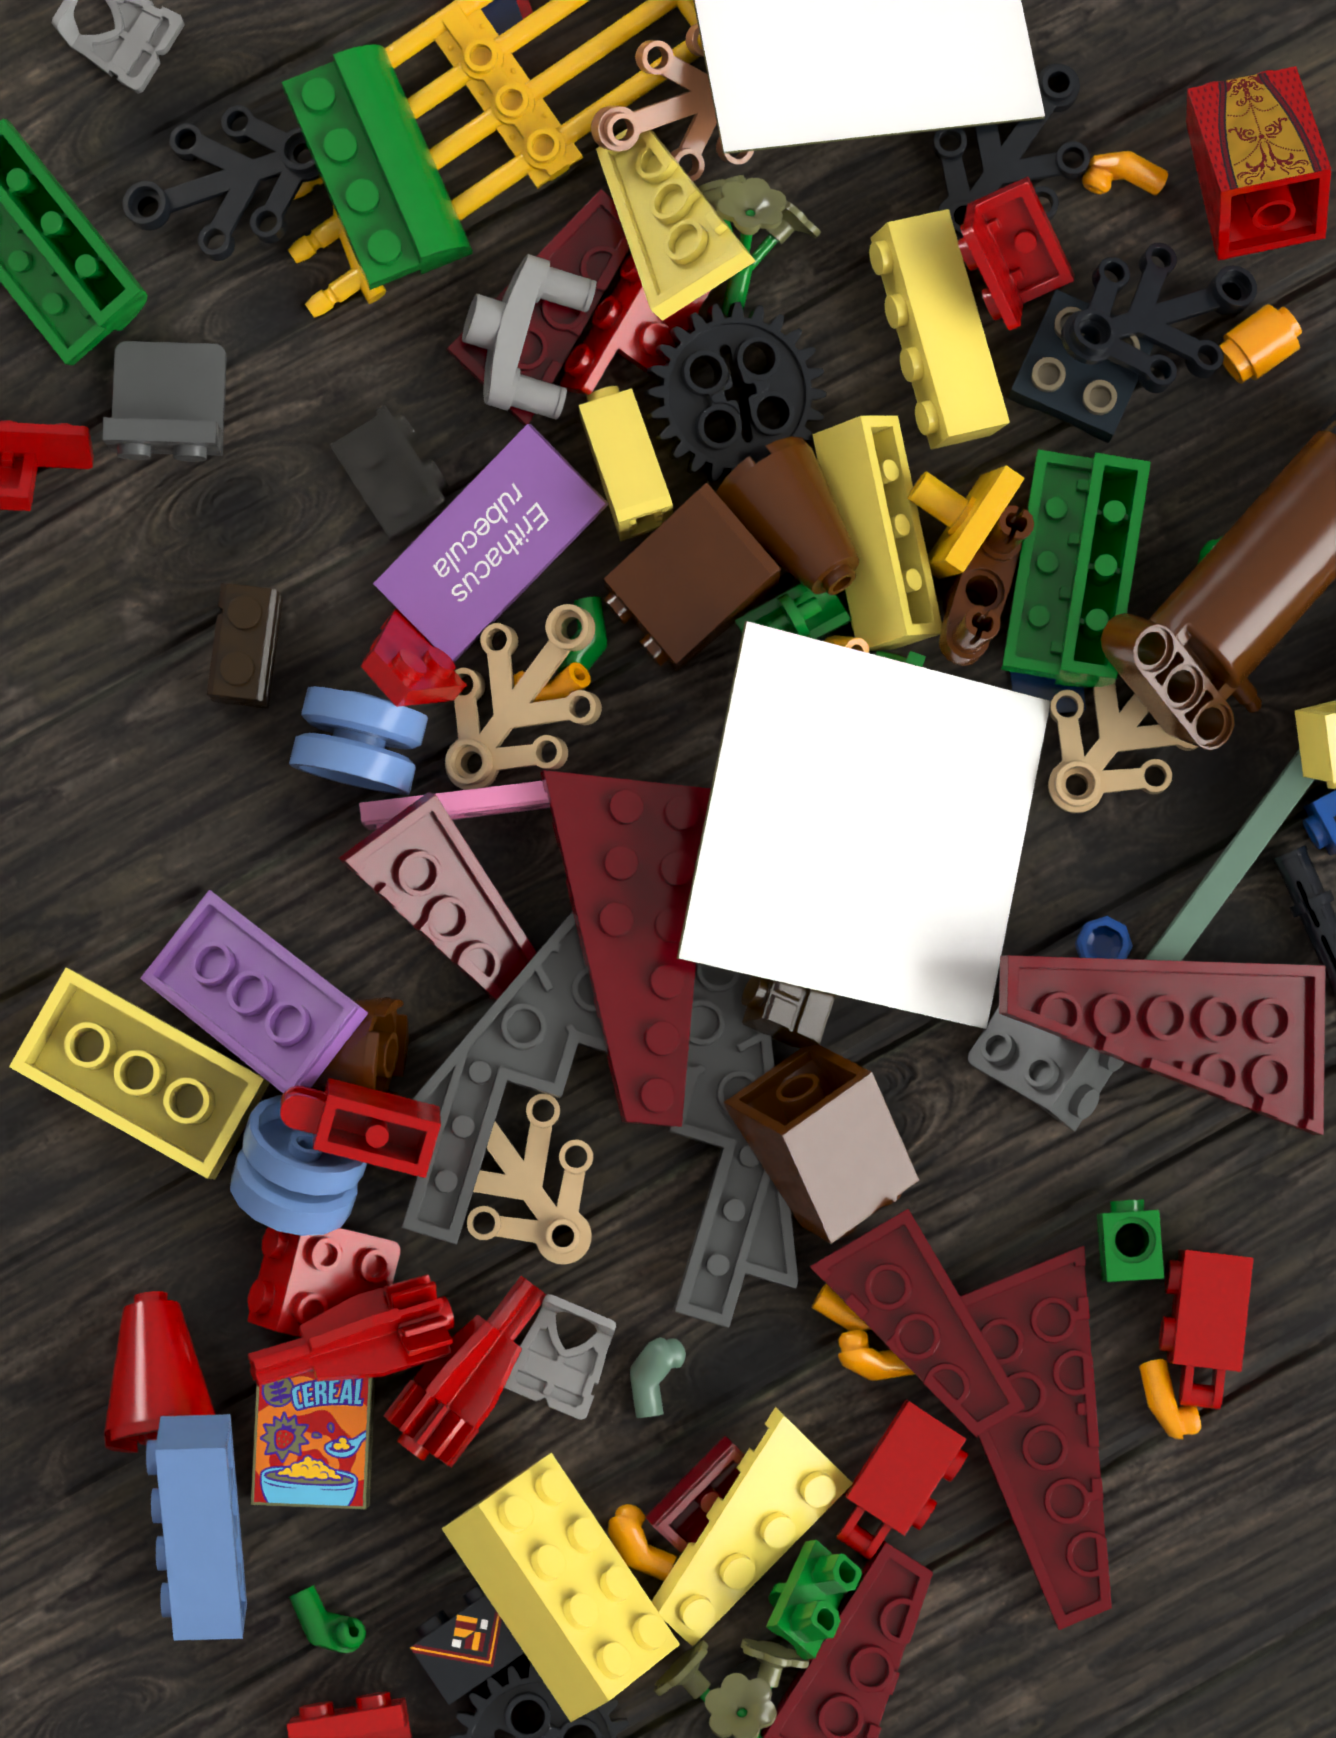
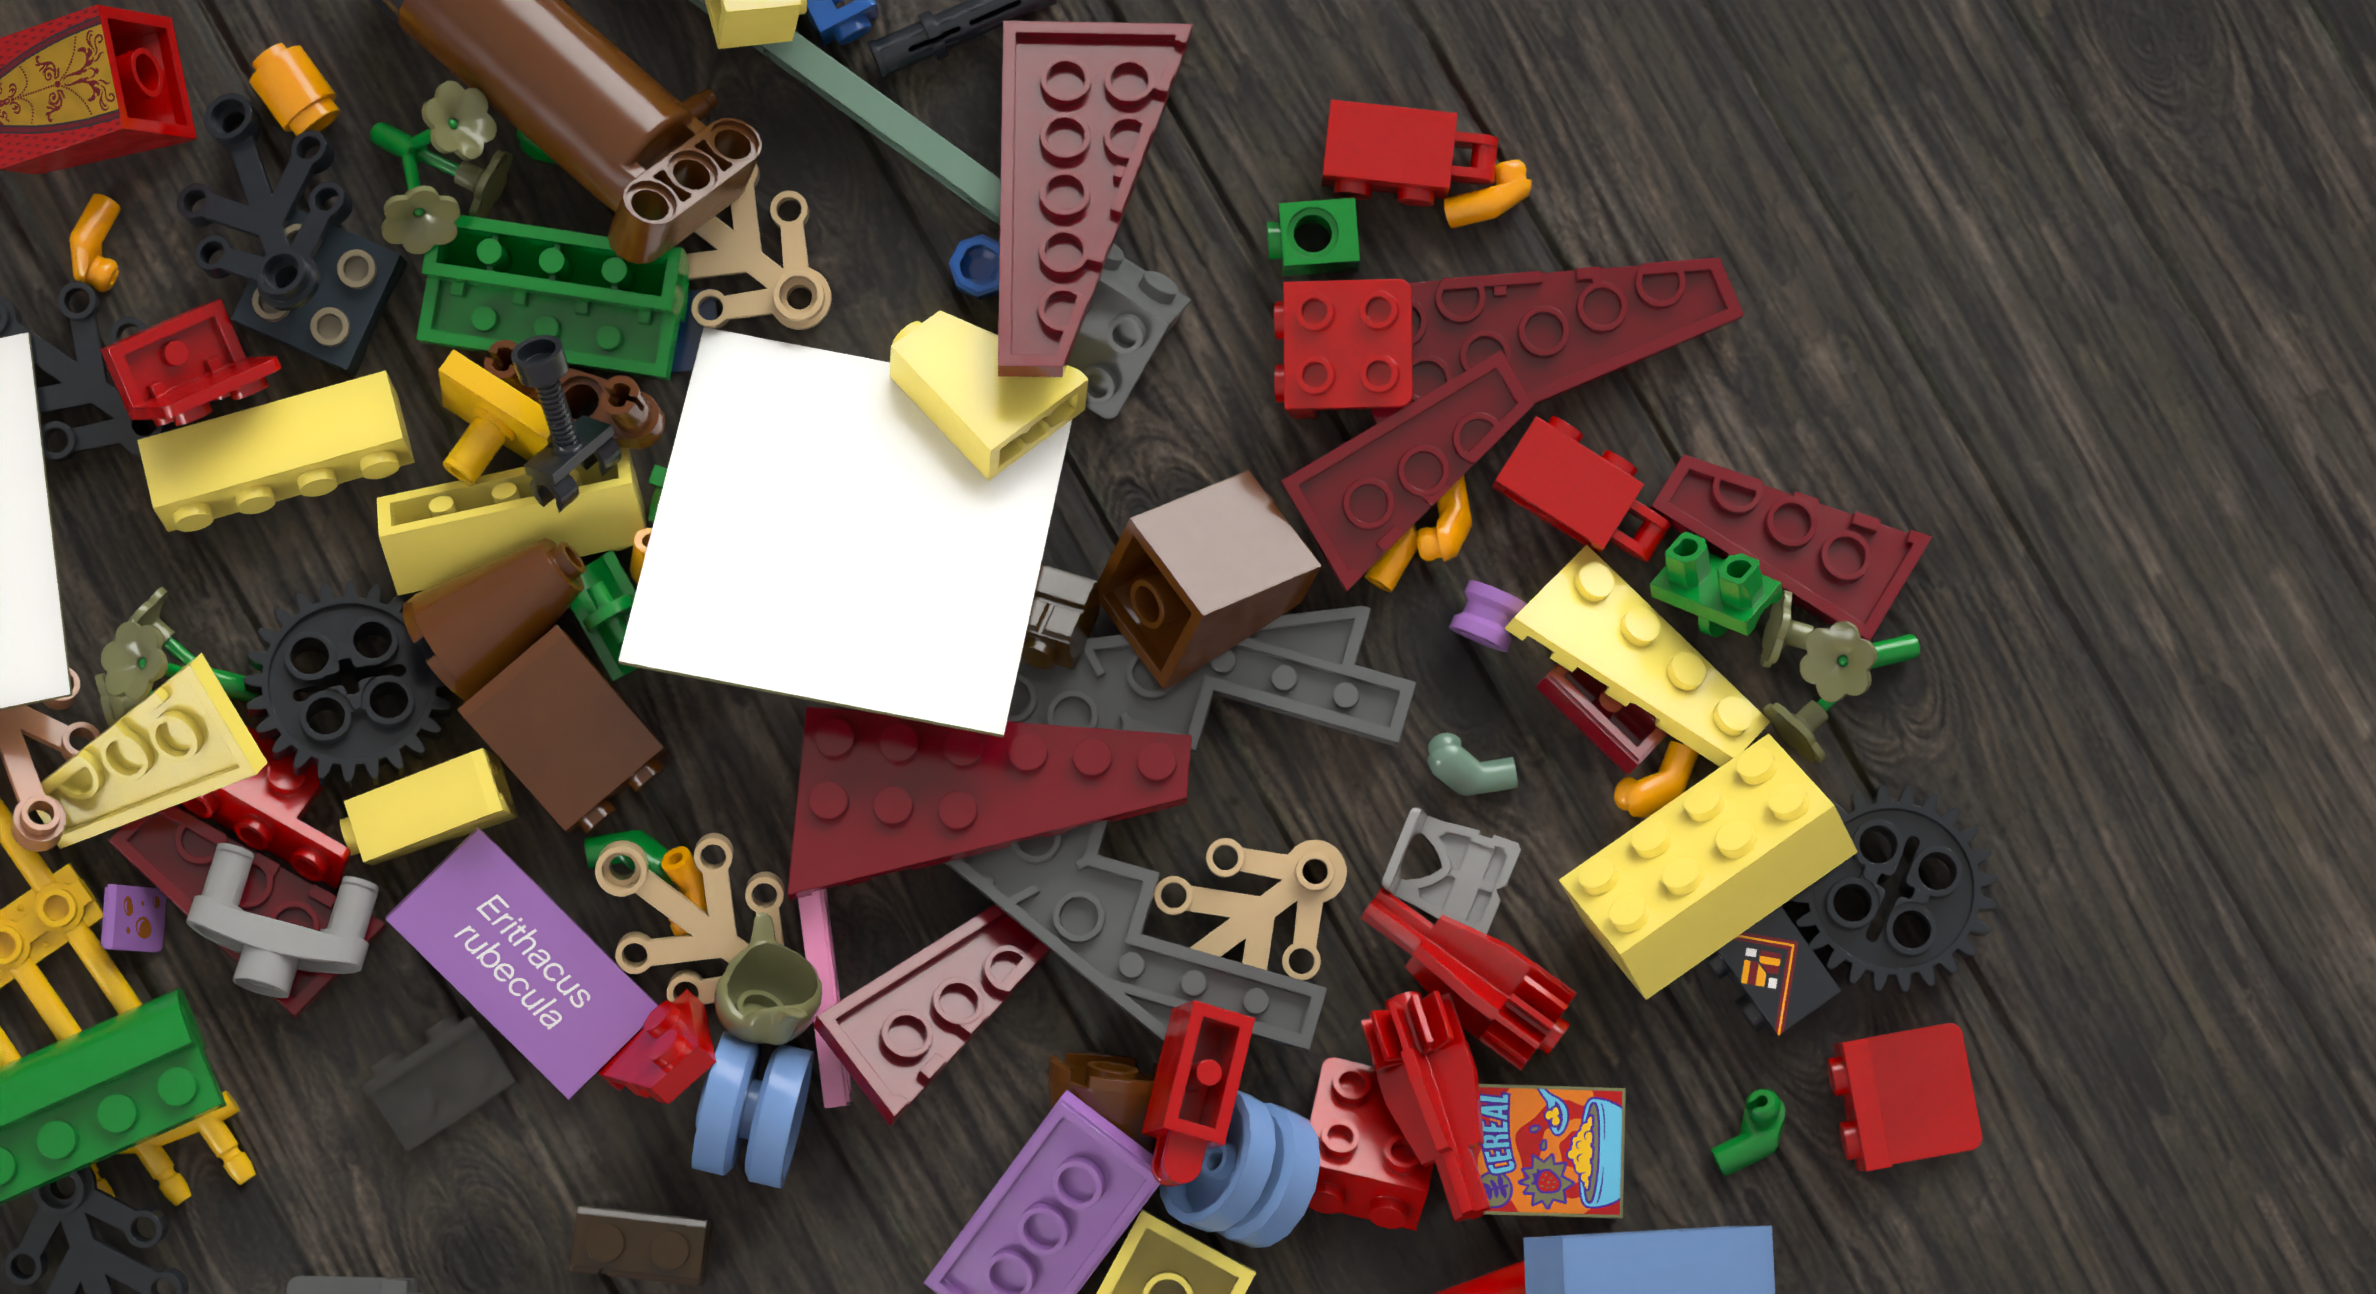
camera: 95 degrees left, 0 degrees up
(460, 753) = (767, 990): none -> olive hair
(534, 211) = (133, 919): none -> medium lavender slope
(789, 1392) = (1486, 615): none -> medium lavender wheel
(1002, 918) = (955, 381): none -> light yellow slope
(1005, 552) = (541, 365): none -> black bar
(1029, 1267) = (1344, 345): none -> red bracket
(1225, 480) = (458, 125): none -> olive plant

